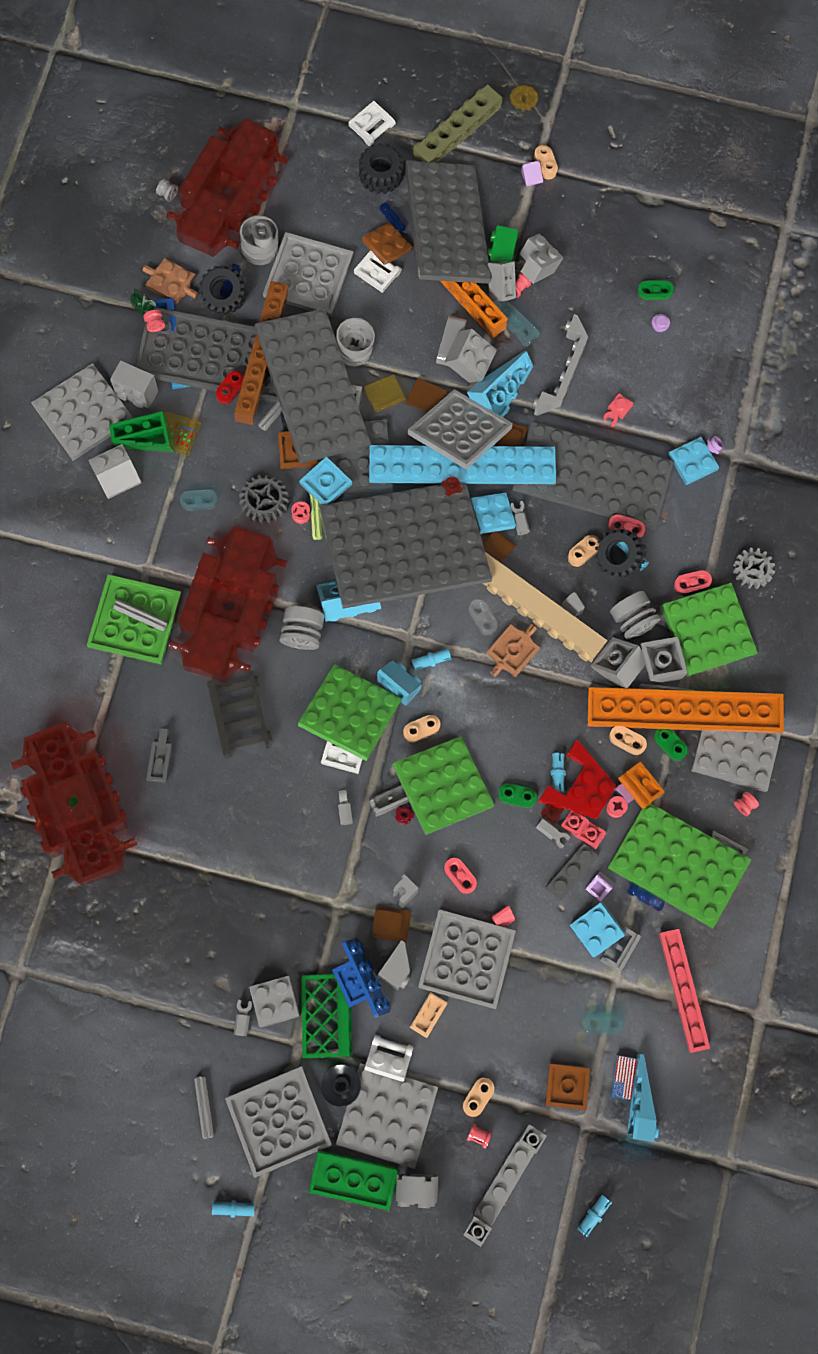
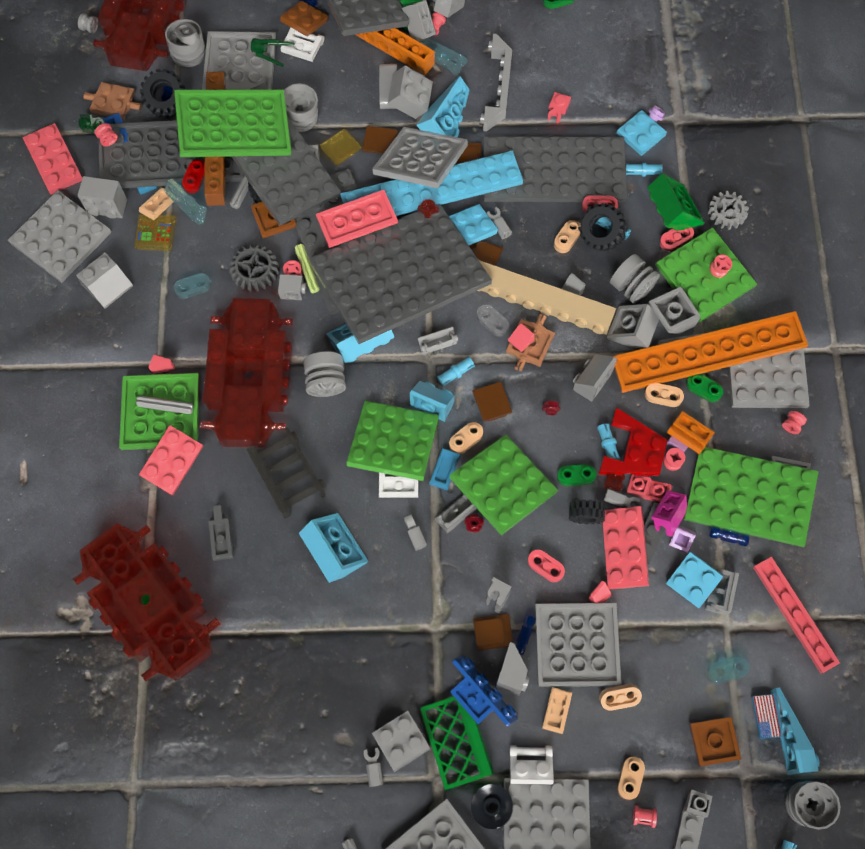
camera: 10 degrees left, 5 degrees down
(96, 327) = (52, 158): none -> coral plate
(132, 671) = (171, 460): none -> coral plate
(144, 433) = (123, 238): green wedge -> none
(147, 572) = (160, 364): none -> coral slope
(187, 404) = (156, 204): none -> light nougat plate
(215, 411) = (185, 202): none -> clear light blue plate
(263, 799) = (333, 547): none -> medium azure slope
(281, 346) = (232, 123): none -> bright green plate
(295, 529) = (291, 287): none -> light grey brick
(325, 482) = (306, 237): medium azure plate -> none
(333, 264) = (259, 46): none -> dark green plant
(377, 478) = (356, 218): none -> coral plate
(391, 753) = (445, 466): none -> dark azure tile
(420, 935) = (525, 633): none -> clear blue axle
(422, 623) = (437, 340): none -> light grey hinge
(457, 699) = (492, 402): none -> reddish brown piece
(491, 1020) = (619, 697): none -> light nougat plate
(504, 644) = (521, 338): none -> coral slope
(513, 722) = (551, 407): none -> dark red plate
(514, 835) = (586, 511): none -> black tyre
(541, 880) = (625, 548): none -> coral plate
(564, 703) = (594, 376): none -> light grey slope
(594, 858) = (670, 512): none -> dark pink hinge
(646, 1179) = (821, 813): none -> light grey wheel
(660, 322) = (572, 24): lavender plate -> none
(683, 501) = (643, 169): none -> medium azure pin
(701, 547) = (674, 203): none -> green slope
(728, 624) = (723, 262): none -> coral wheel

